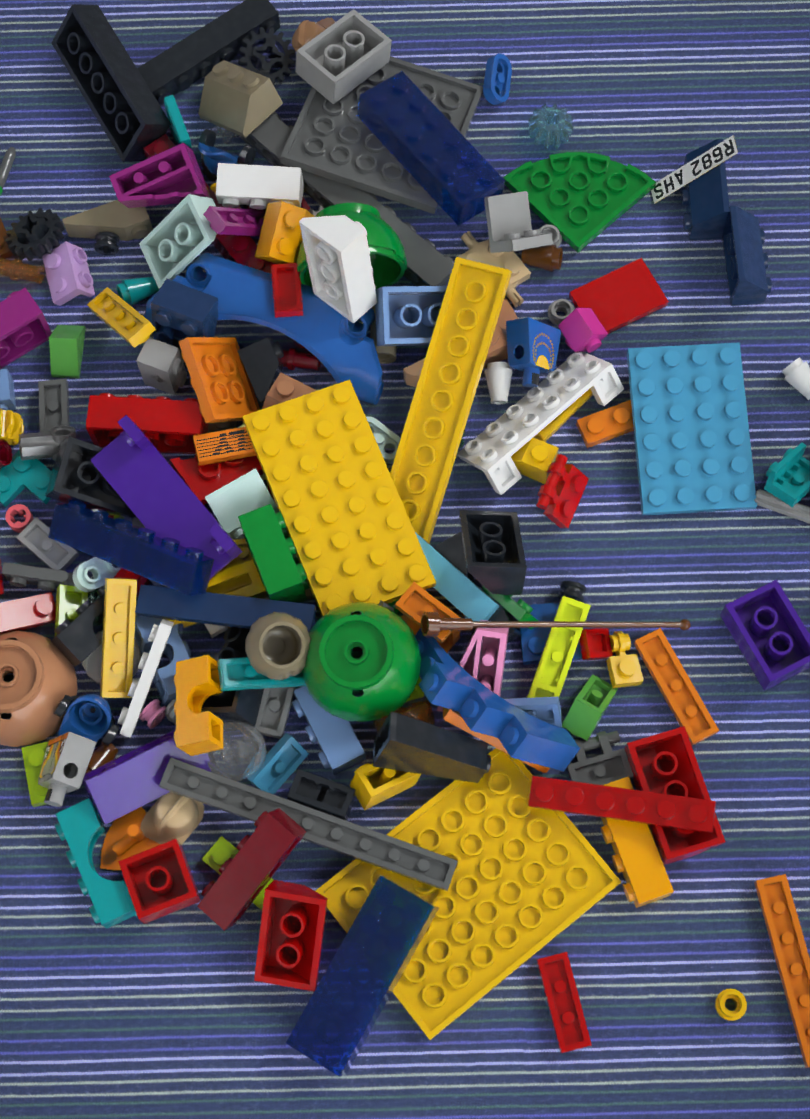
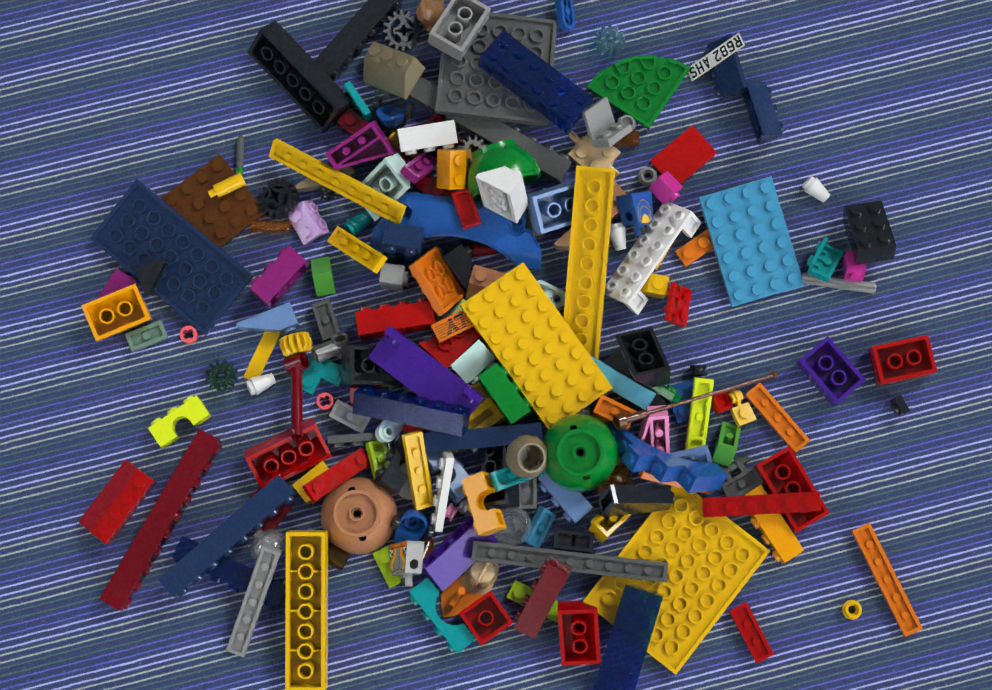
camera: 20 degrees left, 10 degrees up
(119, 220) = (337, 181): none -> yellow plate

